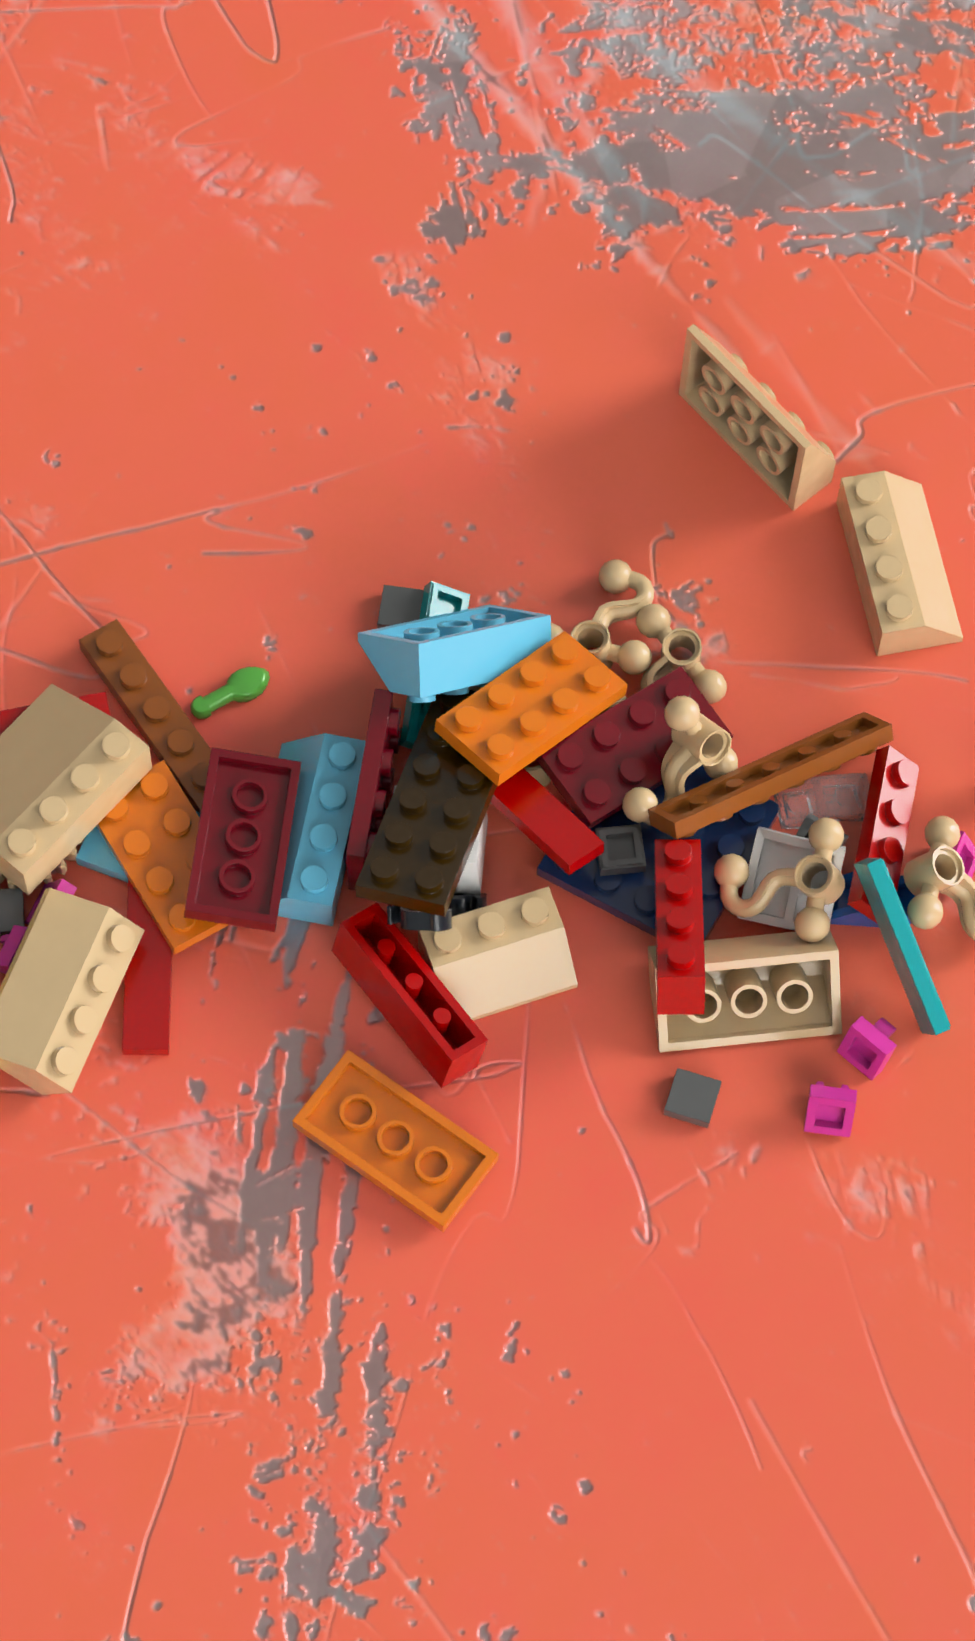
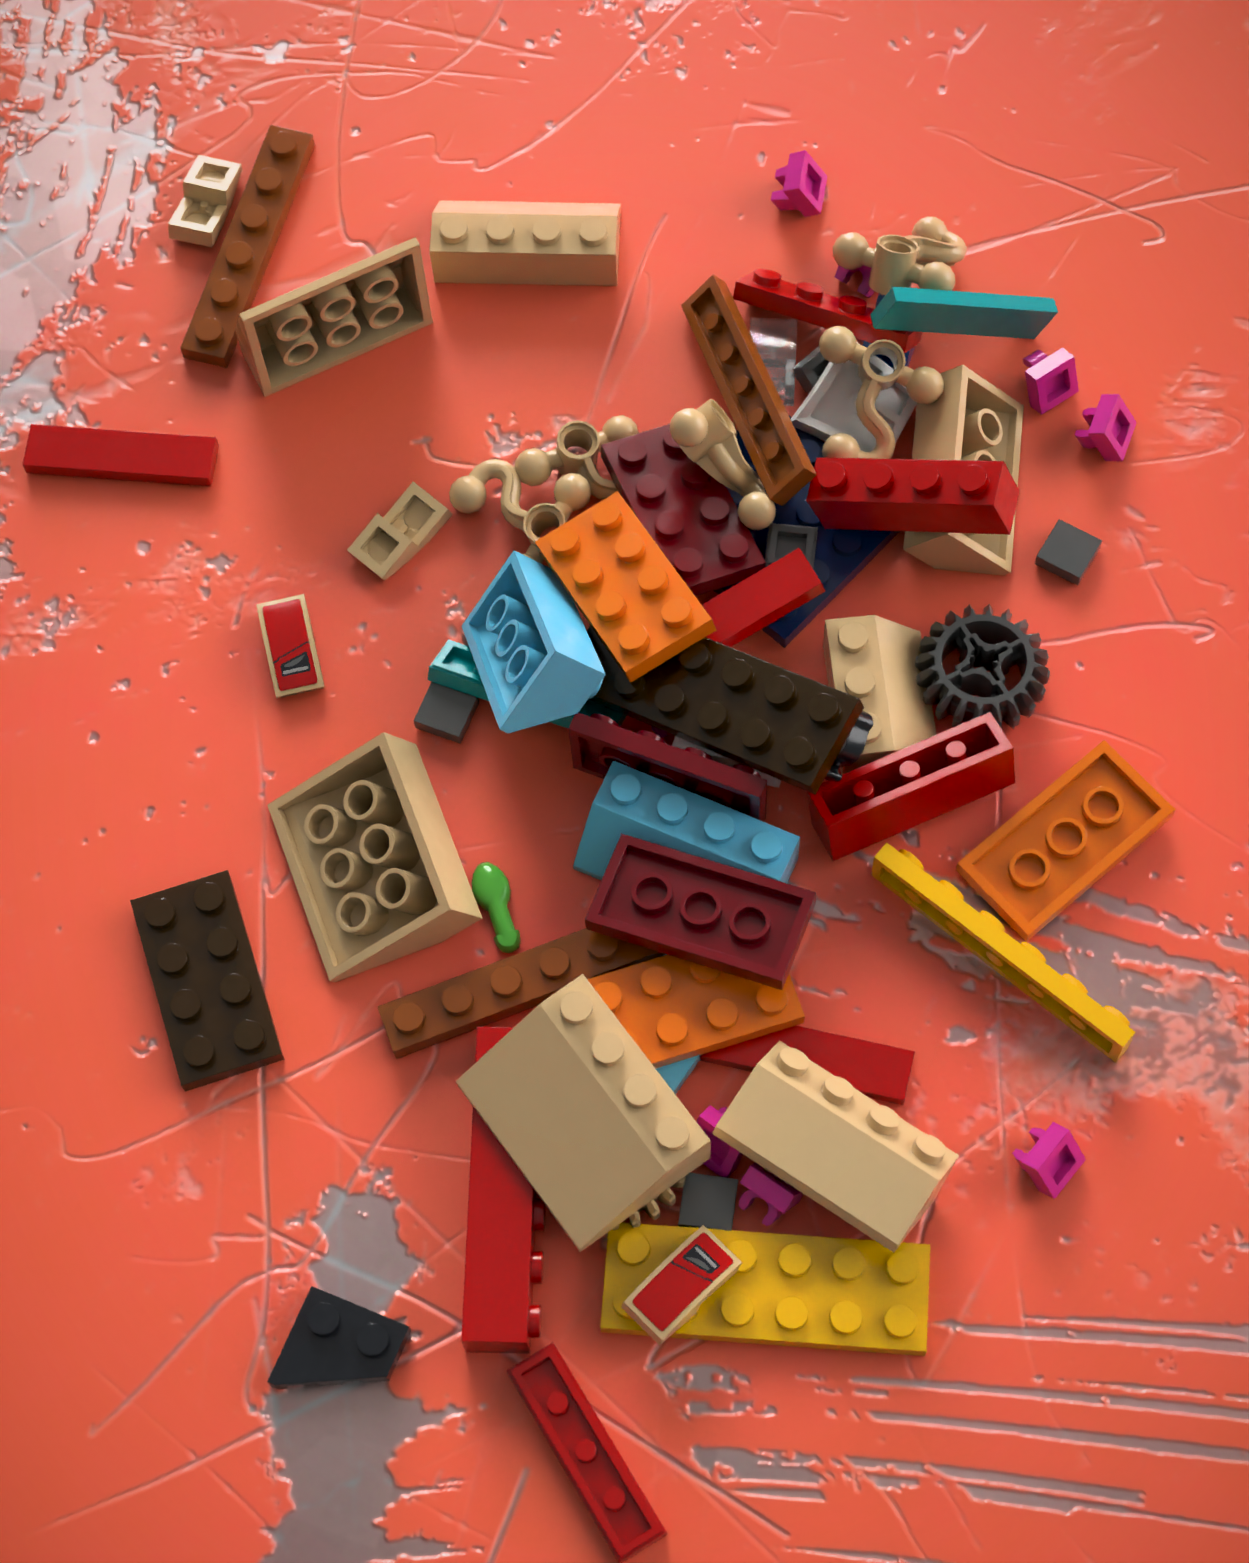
camera: 70 degrees left, 0 degrees up
(90, 1176) = (1051, 1159): none -> dark pink tile
(116, 487) = (206, 980): none -> dark brown plate
(249, 584) = (373, 858): none -> tan slope
(267, 1118) = (1017, 962): none -> yellow plate
(434, 468) = (290, 646): none -> slope
(525, 1010) = (991, 646): none -> dark grey gear
(563, 532) = (401, 533): none -> tan slope
(585, 294) = (120, 455): none -> red tile
(834, 338) = (248, 245): none -> dark orange plate
(863, 294) = (206, 201): none -> tan slope

